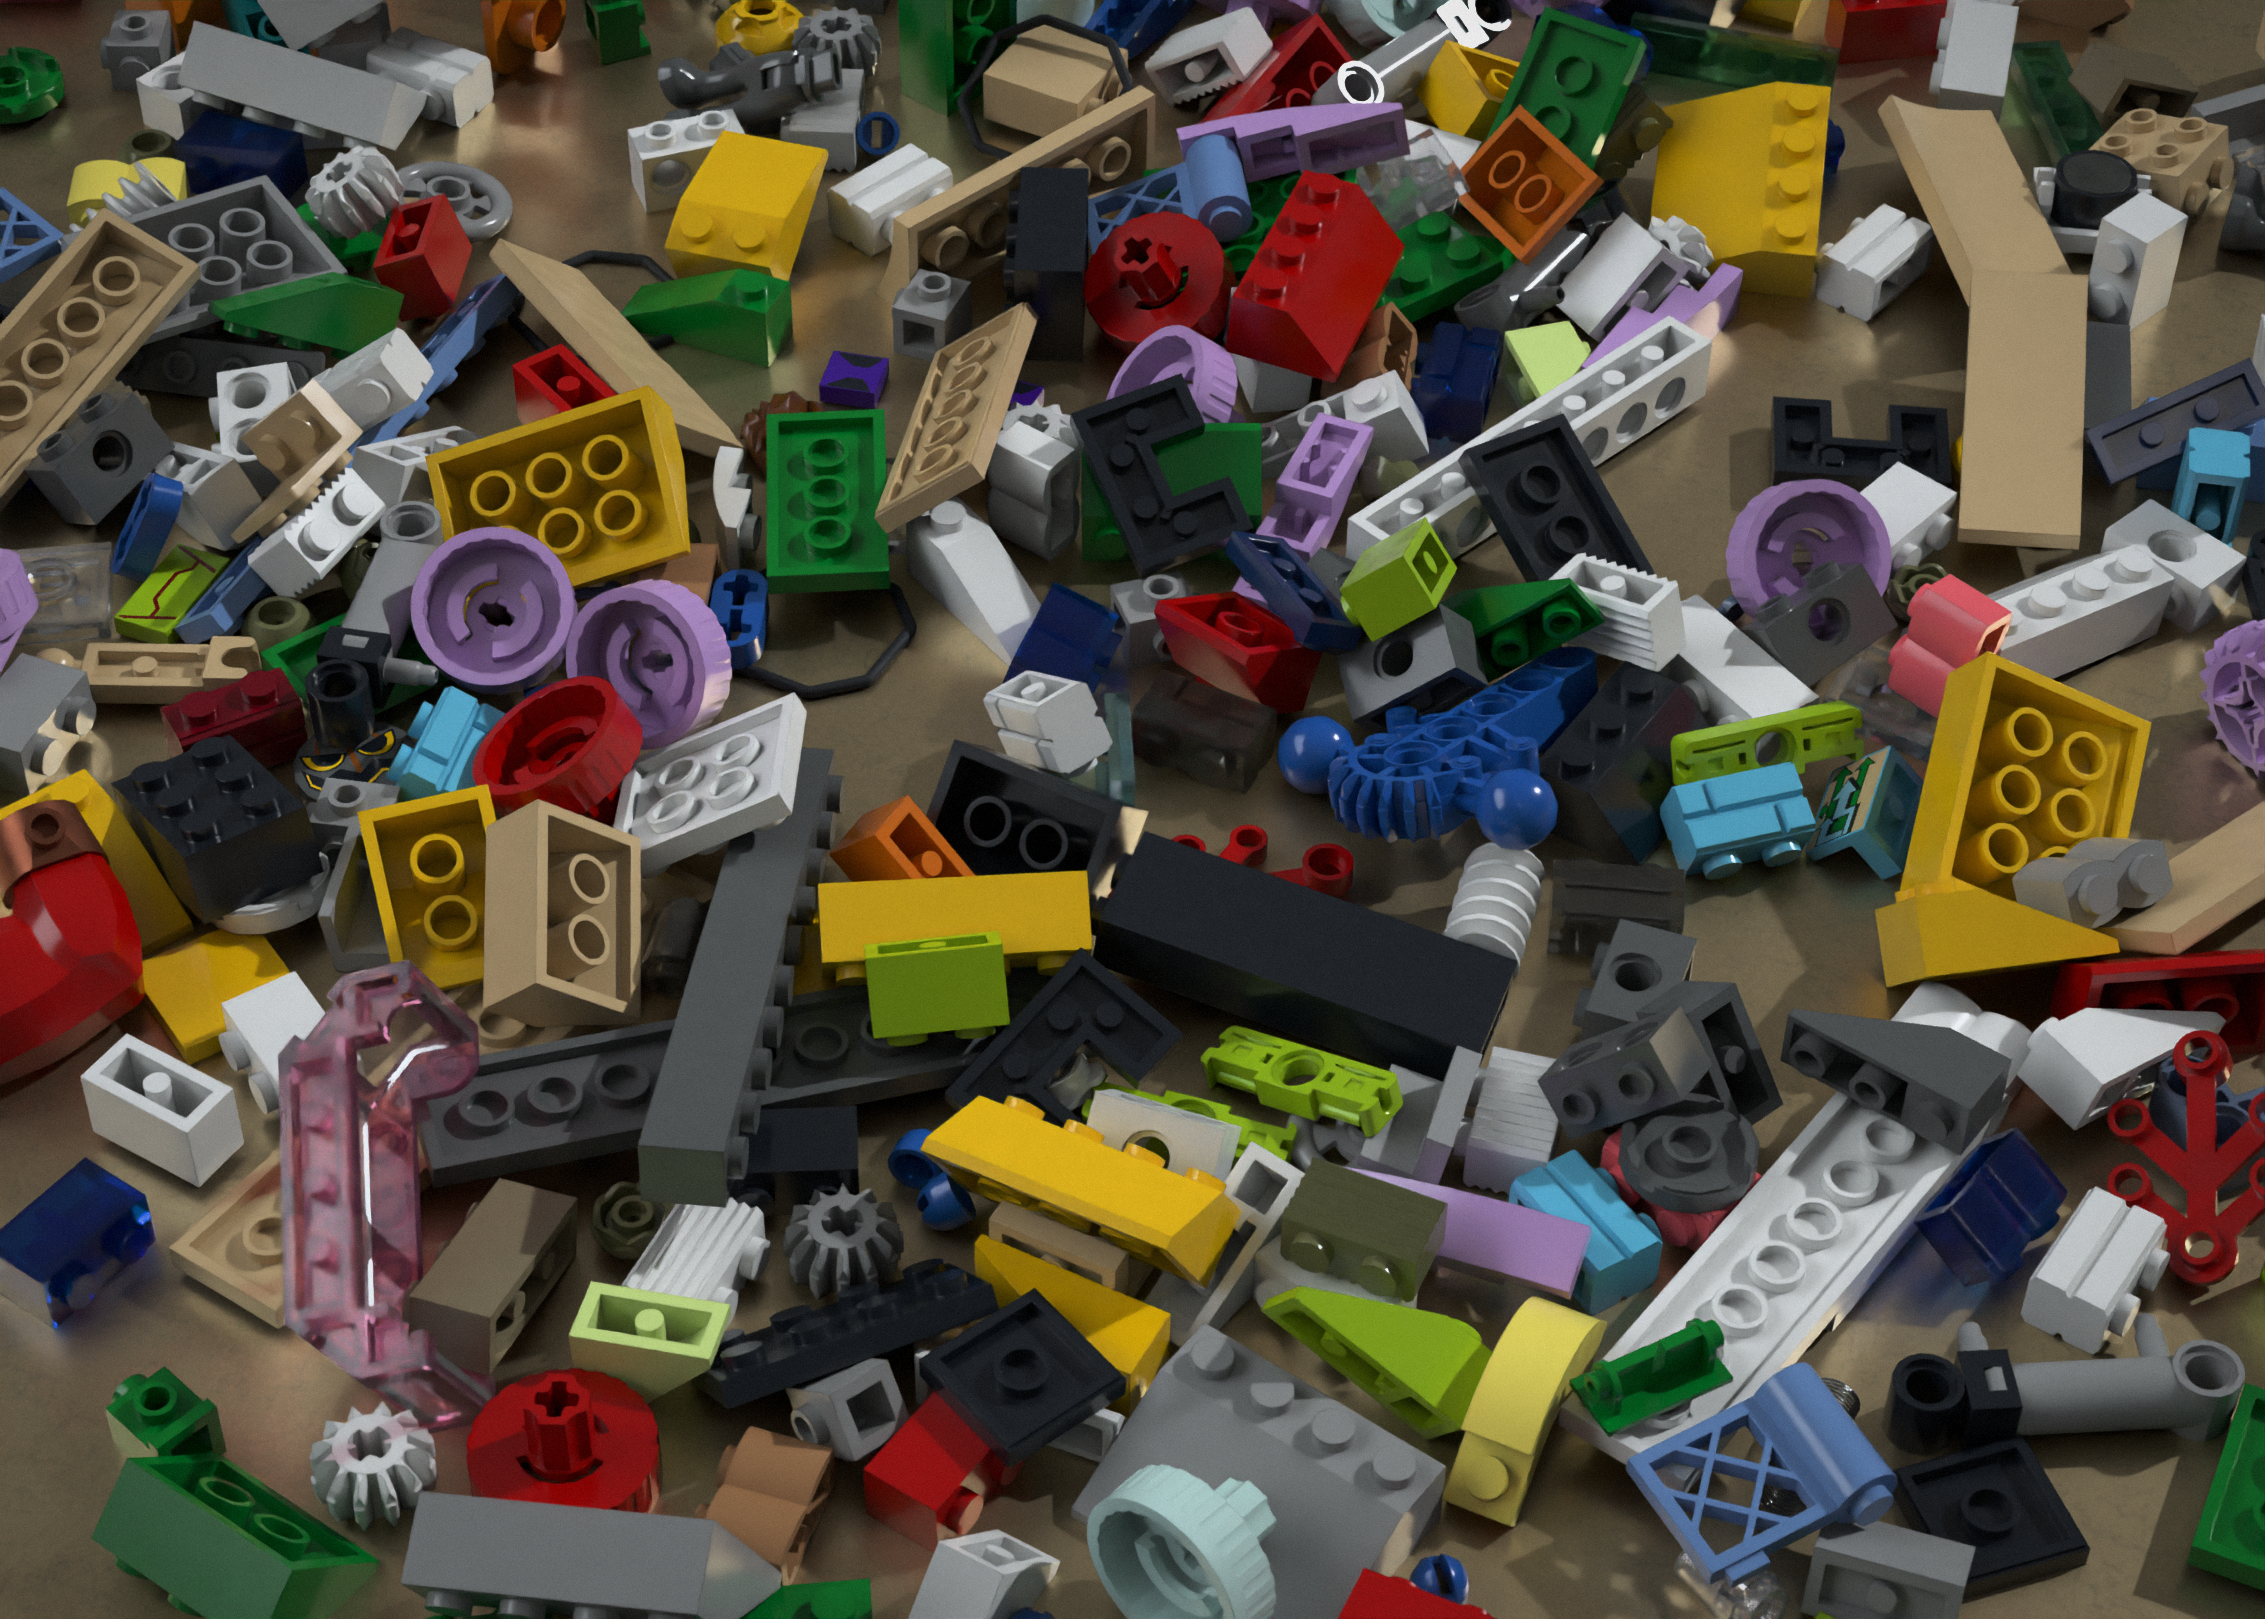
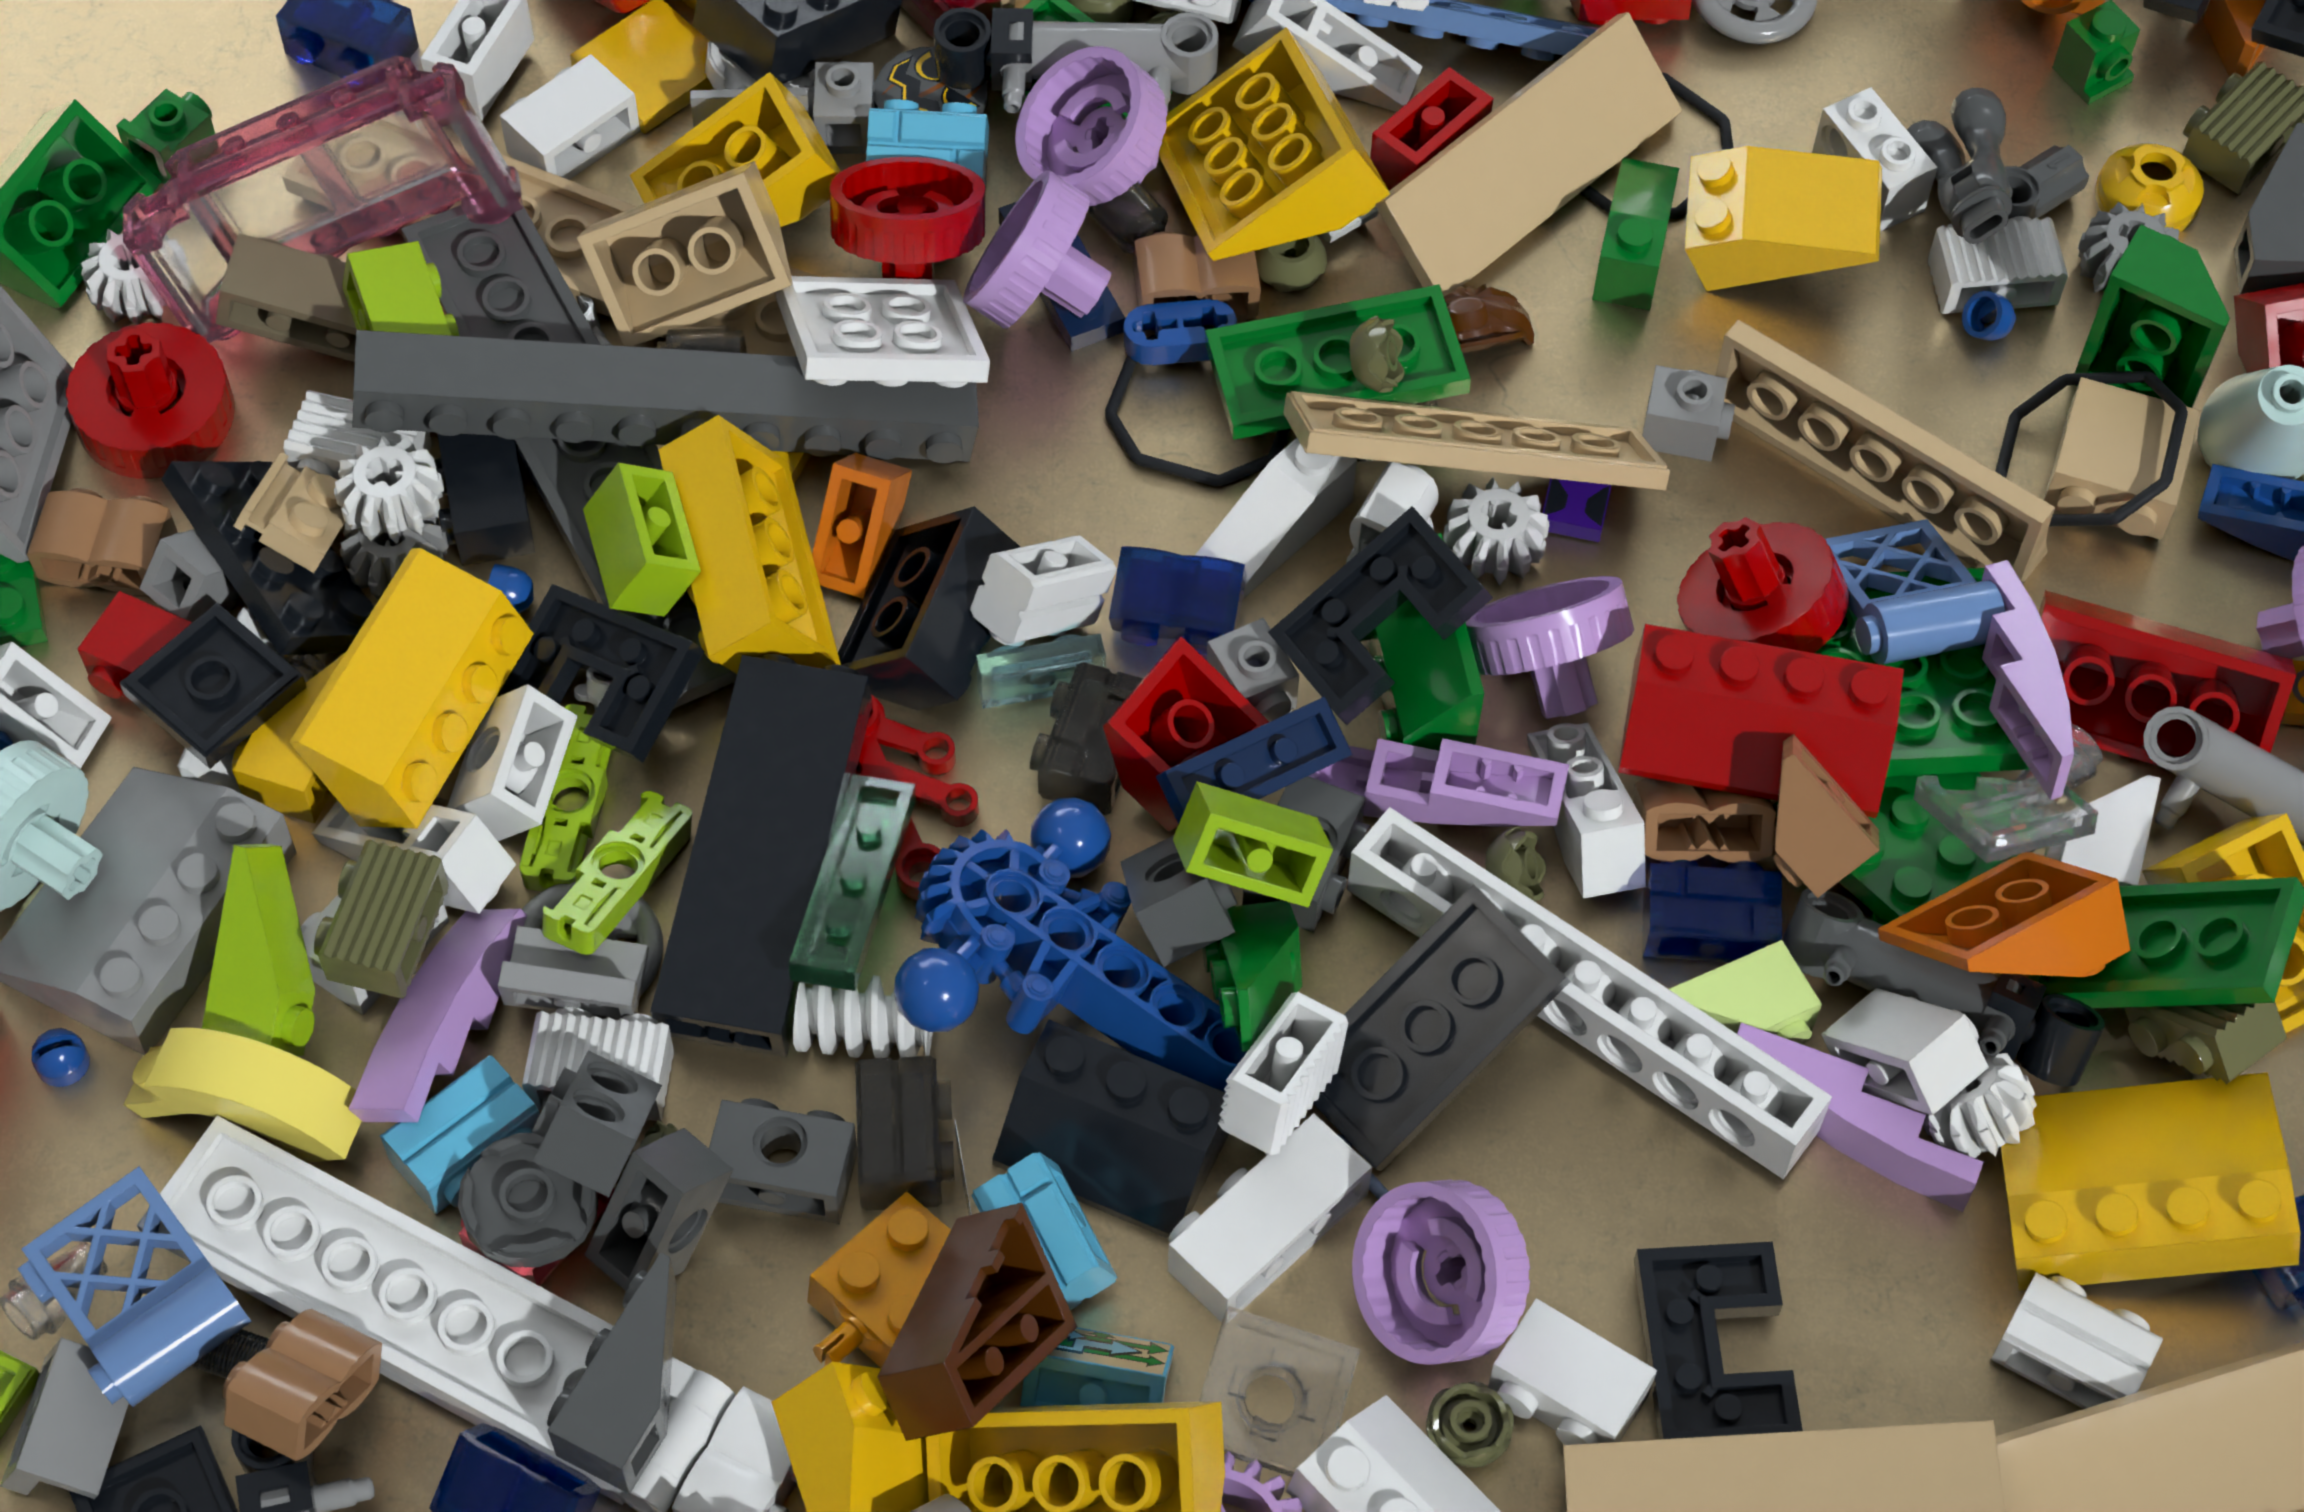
camera: 80 degrees right, 15 degrees up
(565, 1171) = (395, 291): none -> lime brick
(646, 1337) = (249, 410): yellowish green slope -> none
(734, 517) = (1336, 286): white slope -> none
(801, 1297) = (294, 513): none -> tan plate
(809, 1192) = (389, 489): none -> white gear
(854, 379) = (1579, 369): dark purple tile -> none
(856, 446) = (1376, 353): none -> olive plate
(867, 202) = (1871, 345): white brick -> none
(1049, 258) = (1789, 474): black brick -> none
(1209, 56) = (2215, 594): white brick -> none
(1390, 884) = (852, 883): none -> clear green plate
(1417, 270) = (1818, 825): none -> medium nougat slope
(1654, 1377) = (232, 1177): green hinge -> none
(1699, 865) = (962, 1170): none -> sticker
(1781, 928) = (876, 1280): none -> light orange plate
(1804, 736) = (1169, 1285): lime piece -> none
(1851, 616) = (1341, 1293): dark grey brick -> none
(1870, 824) = (975, 1326): none -> reddish brown wedge
(1890, 1327) = (301, 1383): none -> medium nougat brick
(1946, 630) = (1292, 1411): coral brick -> none

